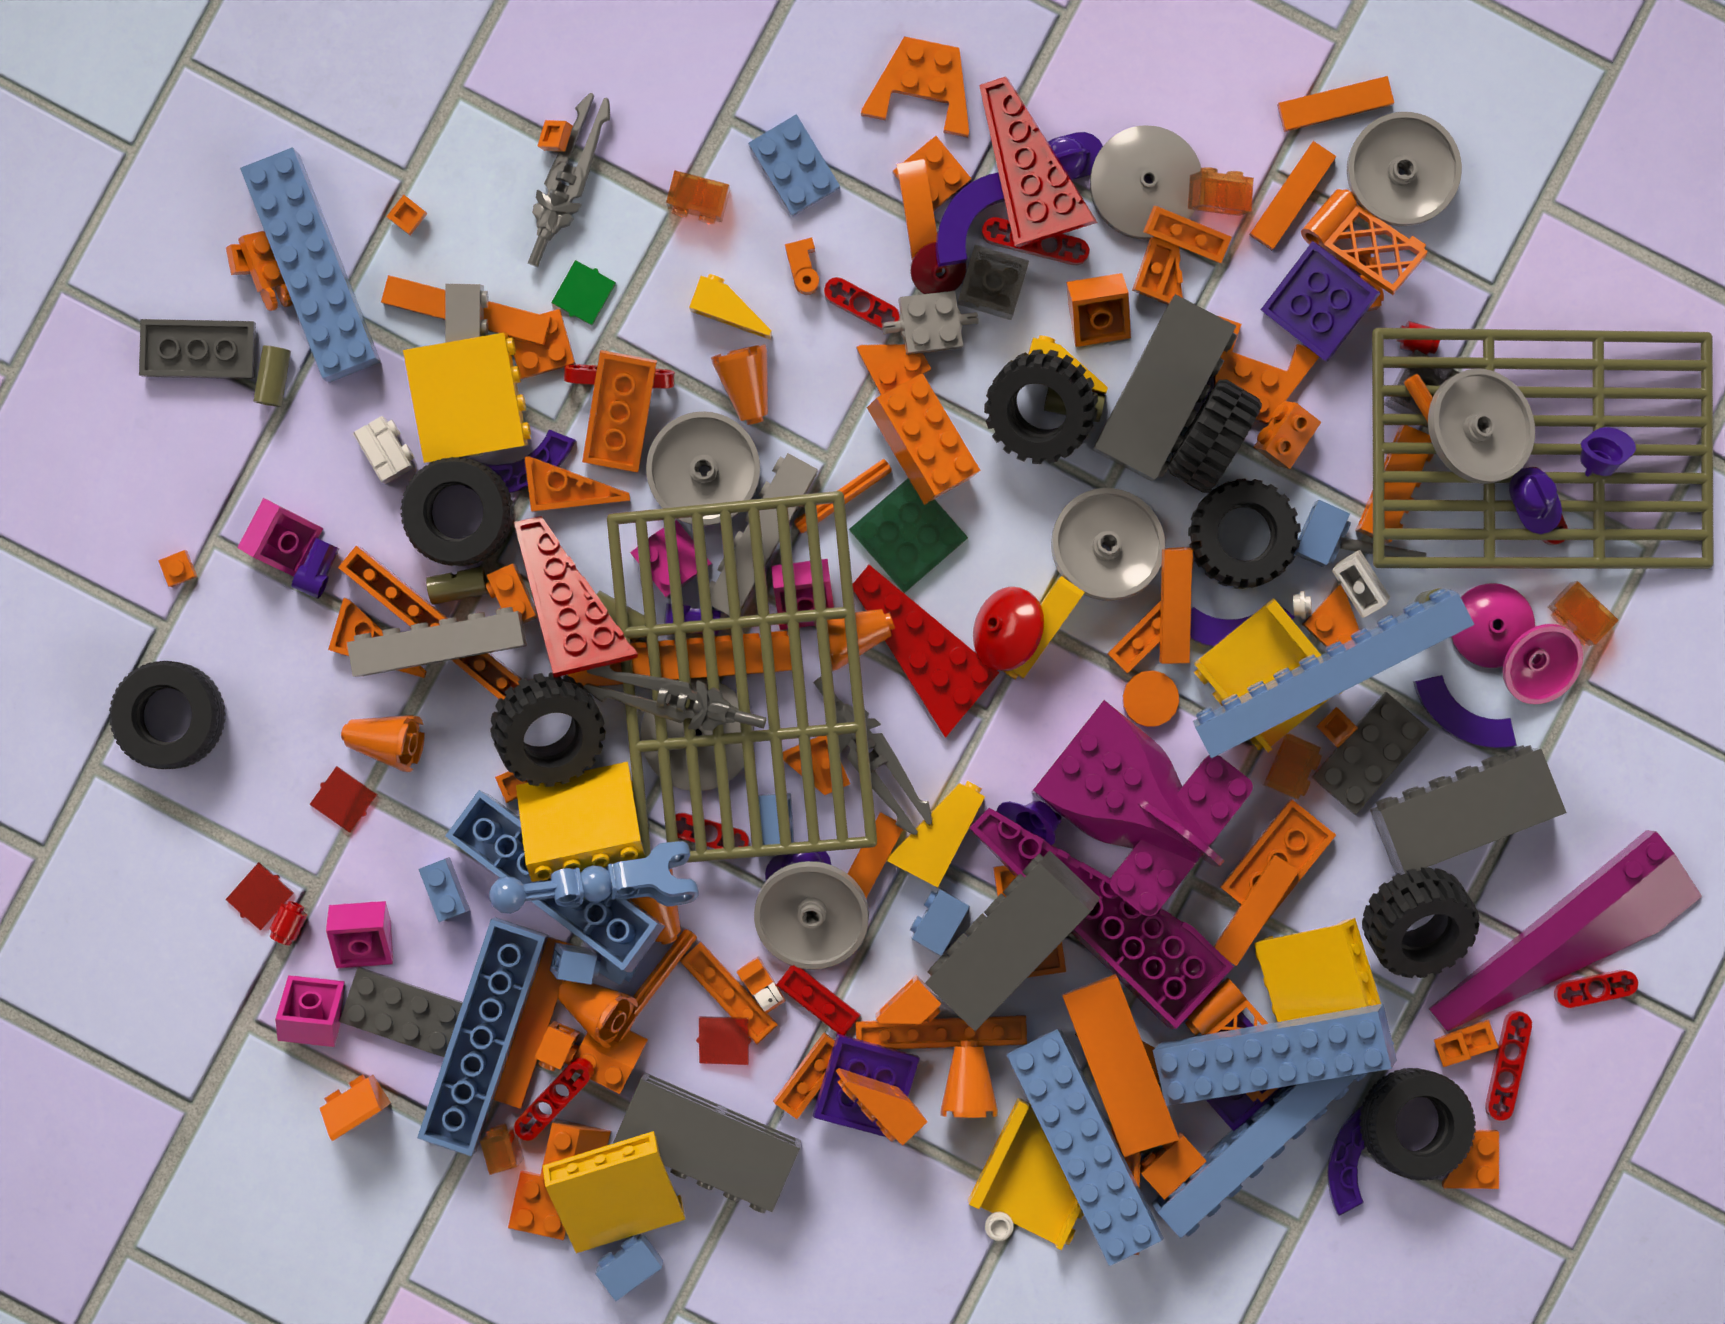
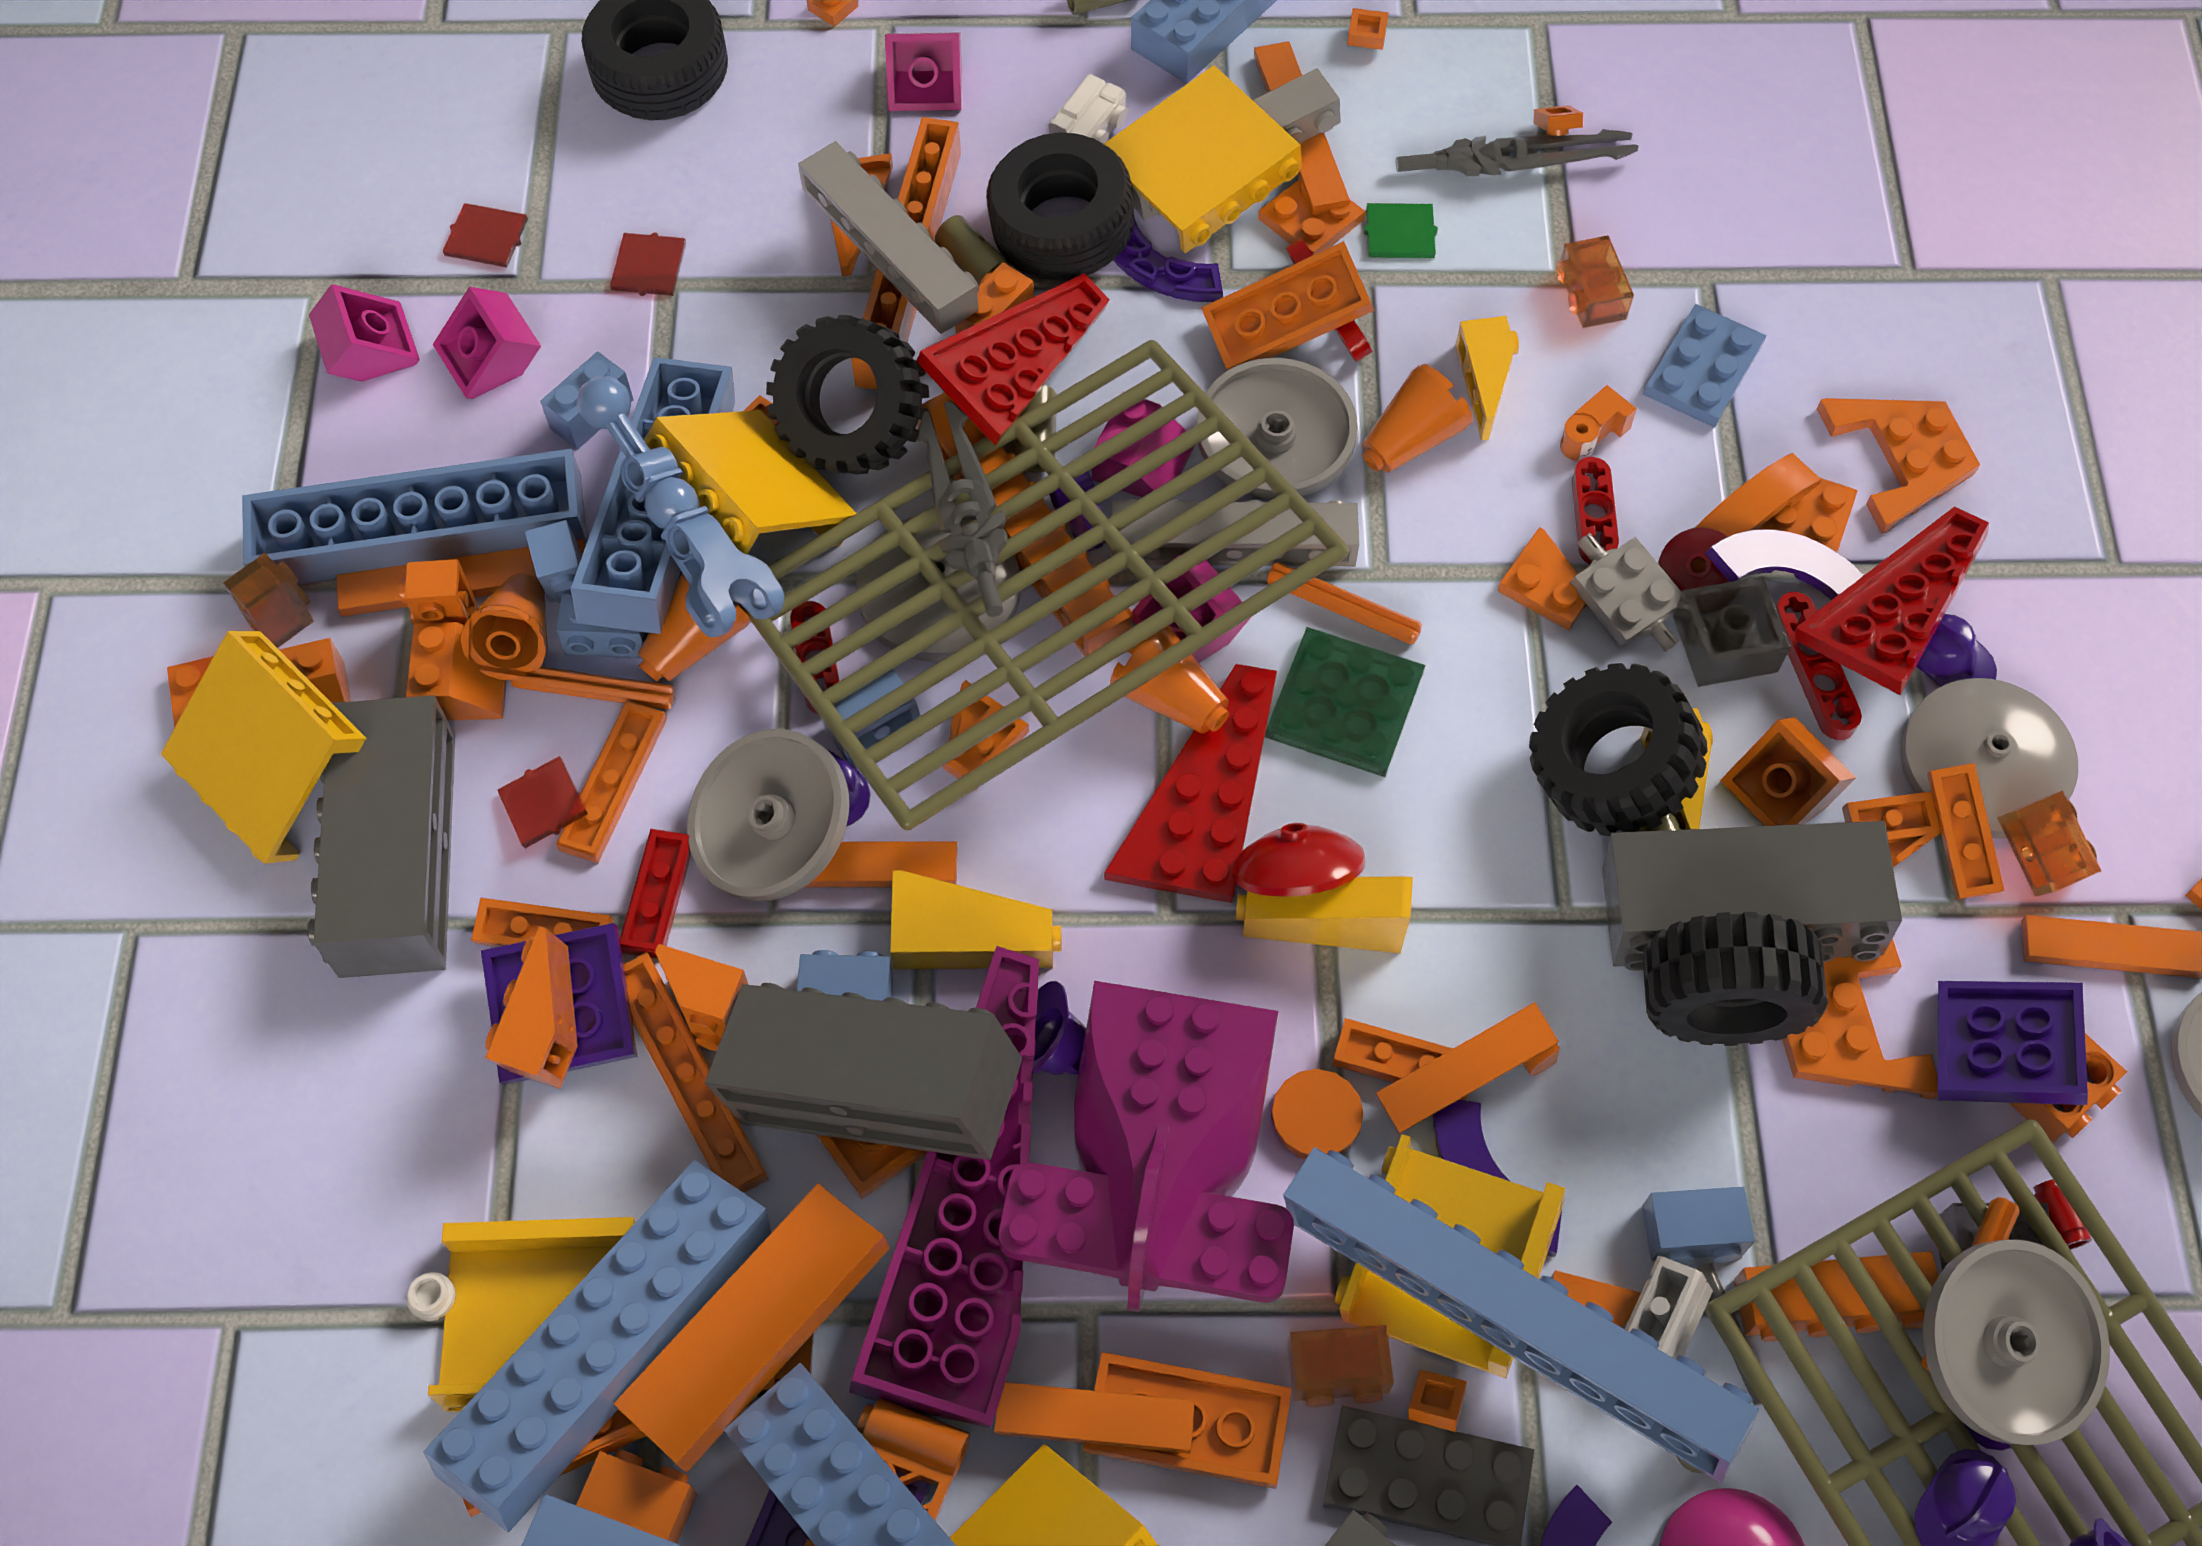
camera: 65 degrees right, 25 degrees down
(288, 923) = (464, 268): red brick -> none
(312, 576) = (897, 117): dark purple piece -> none
(353, 1106) = (256, 426): orange slope -> none
(387, 739) = (746, 267): orange cone -> none
(401, 1011) = (407, 418): dark grey plate -> none
(554, 1099) = (368, 620): red beam -> none
(559, 488) = (1154, 301): orange wing -> none
(628, 1266) = (167, 826): medium blue brick -> none
(761, 984) = (642, 806): orange leg -> none
(879, 756) = (1045, 768): dark grey sword -> none
(923, 438) = (1478, 646): orange brick -> none
(969, 1083) = (626, 1135): orange cone -> none
(1113, 520) = (1492, 937): light grey dish -> none
(1282, 528) = (1658, 1065): black tyre -> none
(1286, 434) = (1801, 1099): orange brick -> none
(1302, 605) = (1579, 1252): white plate -> none
(1337, 216) = (2132, 1012): orange piece -> none

